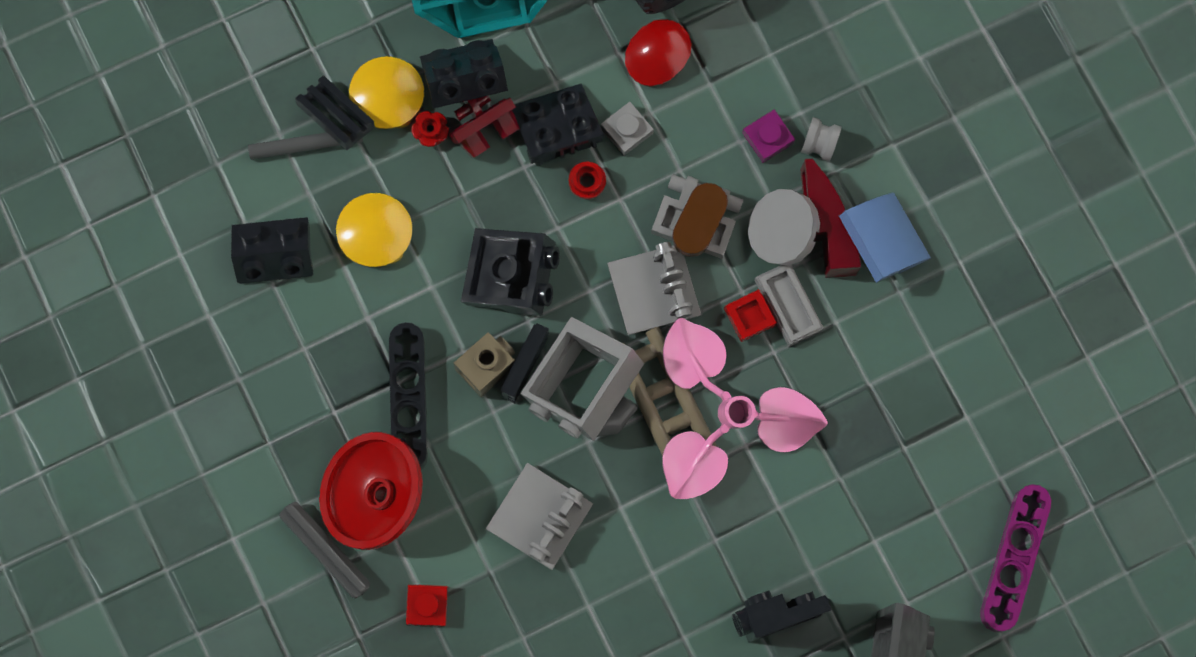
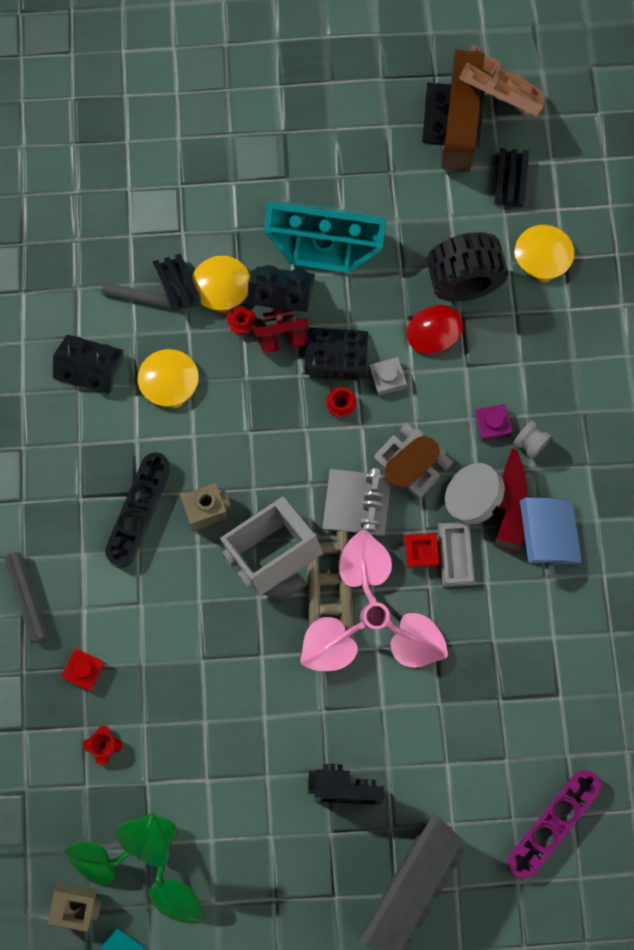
camera: 30 degrees right, 5 degrees down
(356, 486) = (77, 565): red dish -> none
(510, 271) = (254, 446): black plate -> none
(524, 363) = (235, 516): black tile -> none
(539, 516) = (196, 637): light grey hinge -> none

